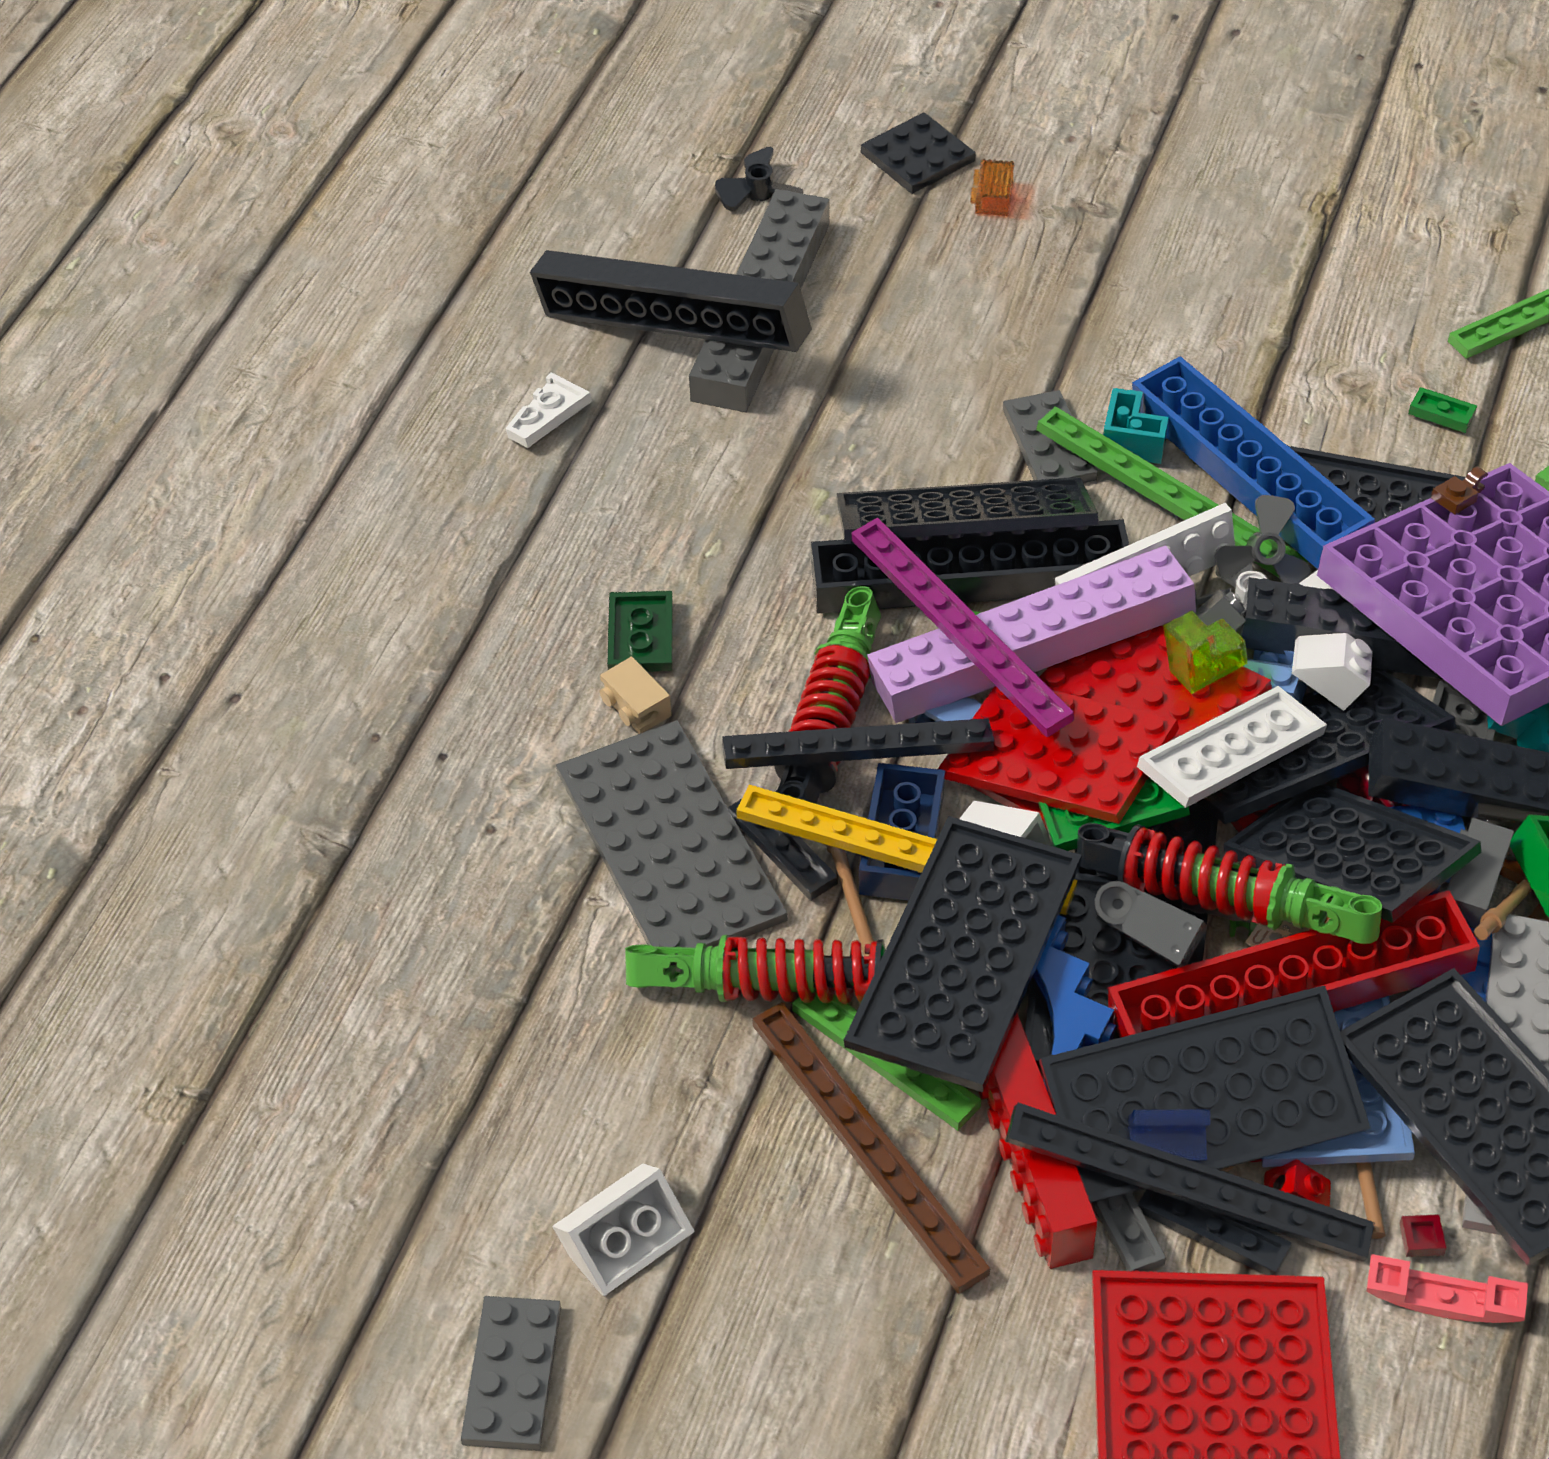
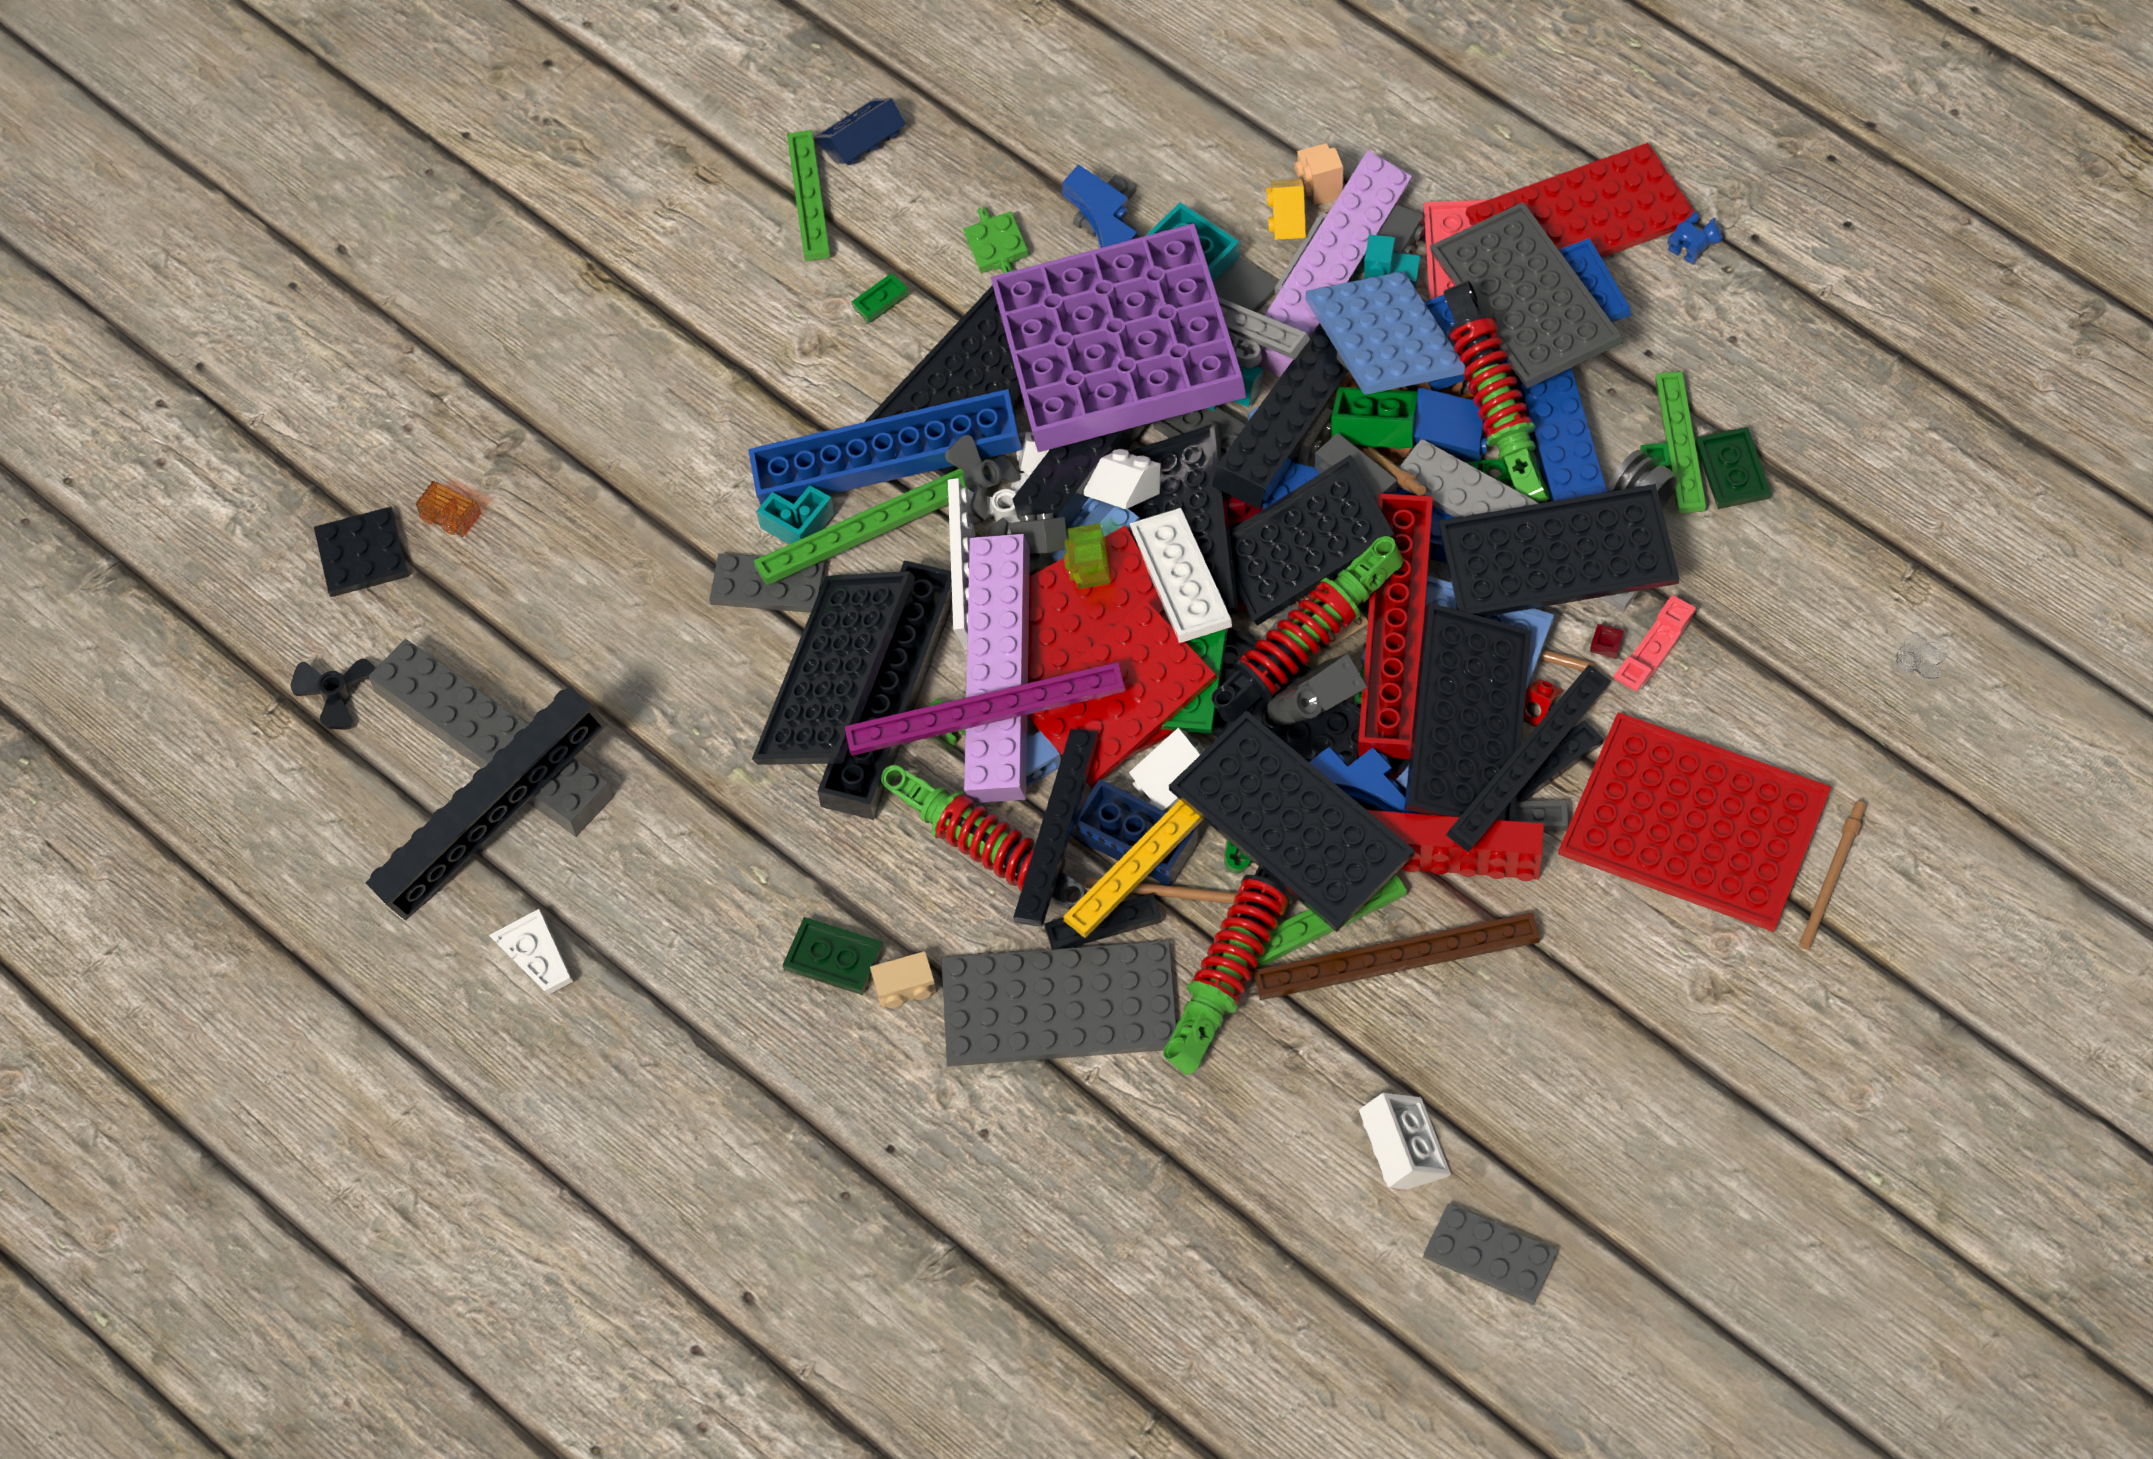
camera: 65 degrees left, 10 degrees up
(1172, 1131) = (1492, 750): clear blue panel -> none
(1458, 494) = (1016, 323): reddish brown plate -> none

